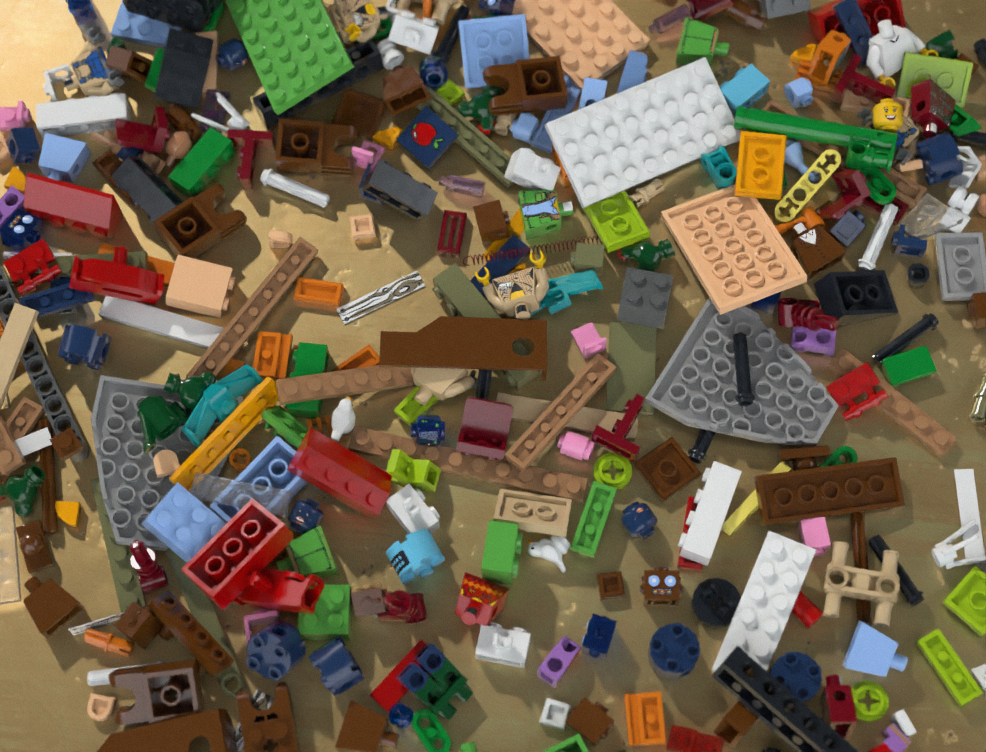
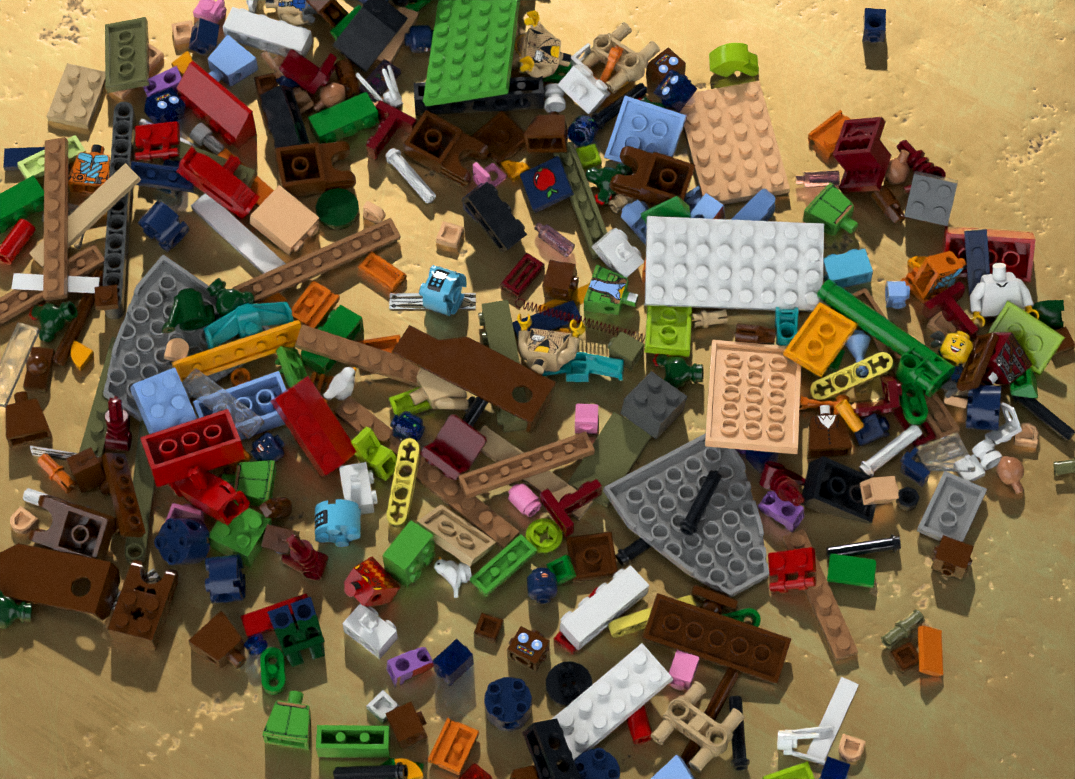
camera: 25 degrees right, 5 degrees down
(73, 241) = (203, 136): none -> light grey piece
(242, 251) = (337, 208): none -> dark green tile
(346, 572) = (276, 508): none -> reddish brown hinge
(389, 283) = (443, 290): none -> medium azure brick
(451, 486) = (401, 482): none -> light yellow beam
(559, 107) = (671, 208): none -> green slope
(648, 494) = (562, 569): none -> green tile
(695, 189) = (754, 334): none -> reddish brown hinge
(827, 223) = (849, 416): none -> light orange axle
(891, 279) = (879, 490): none -> light nougat brick
(914, 120) = (977, 361): none -> reddish brown tile

